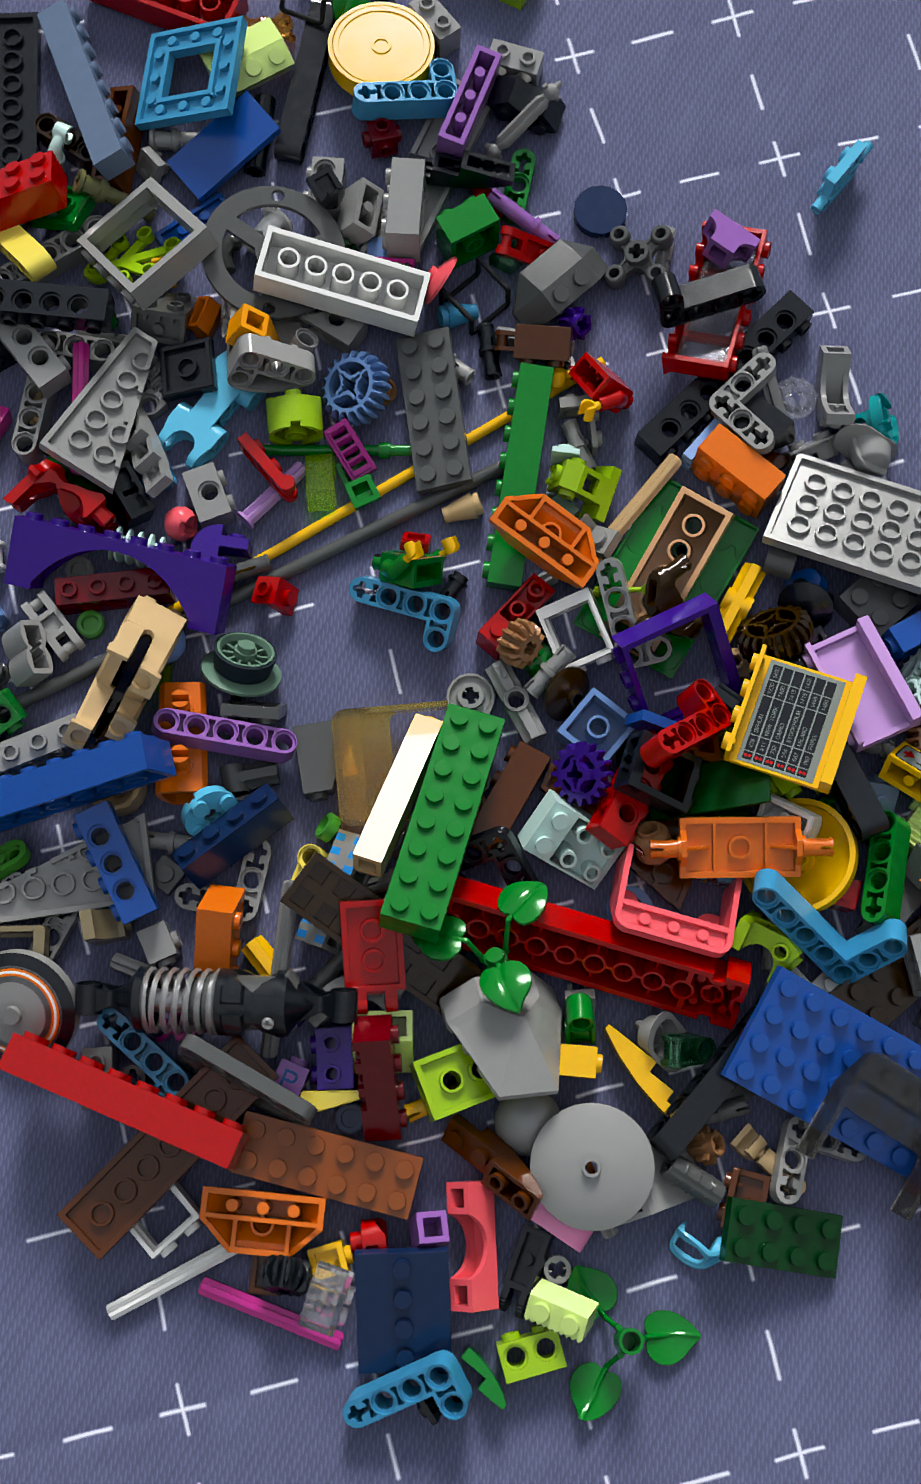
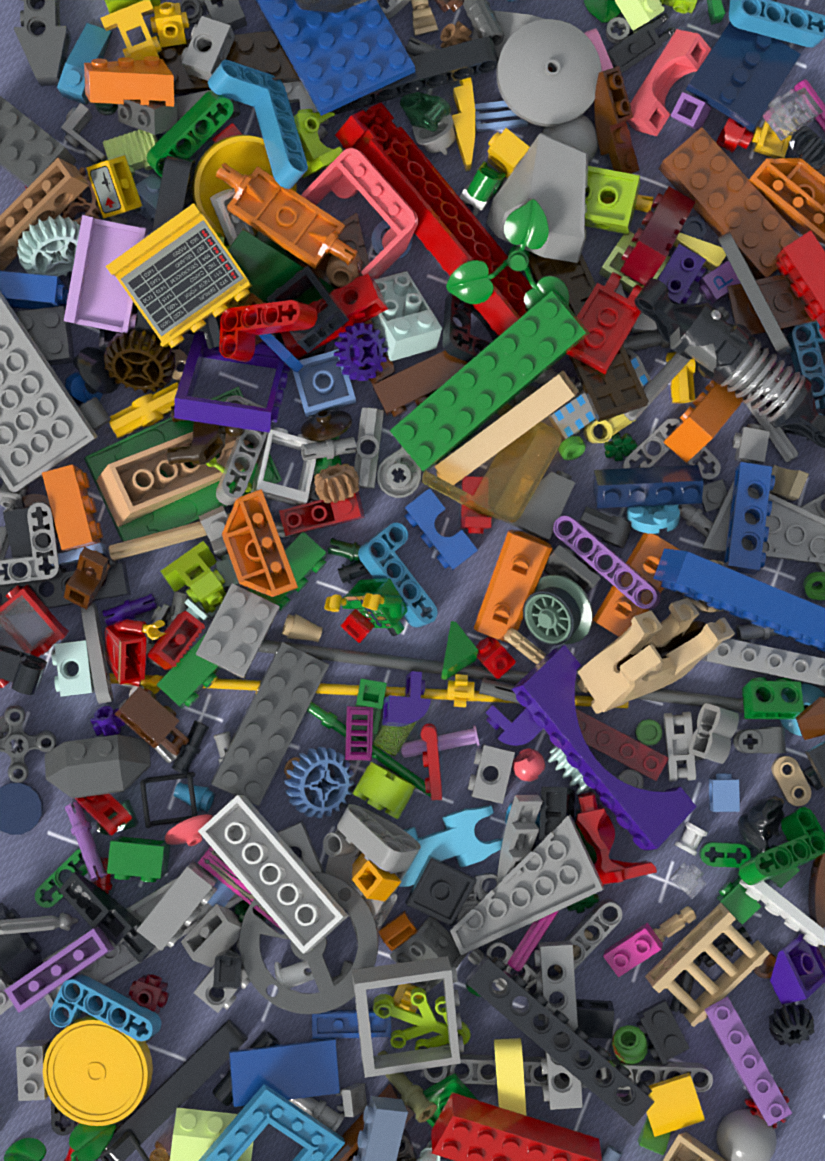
camera: 150 degrees left, 10 degrees up
(252, 621) = (524, 645): none -> tan axle
(284, 544) = (460, 690): none -> yellow gear
(285, 859) = (619, 446): none -> dark green plant
(300, 667) = (512, 582): none -> orange piece
(309, 574) = (459, 652): none -> green slope
(318, 497) = (406, 710): none -> dark purple brick
(372, 696) = (471, 519): none -> red bracket
(377, 662) = (451, 550): none -> blue arch
(474, 601) = (346, 550): none -> dark green pin
(515, 456) = (238, 630): none -> light grey plate
(563, 416) = (176, 641): none -> red brick
(620, 364) = (97, 654): none -> light grey beam
(624, 428) = (129, 609): none -> dark purple pin
(630, 1085) = (494, 115): none -> light blue tile
(638, 363) = (82, 681): none -> light aqua brick
(679, 416) = (87, 578): none -> reddish brown brick

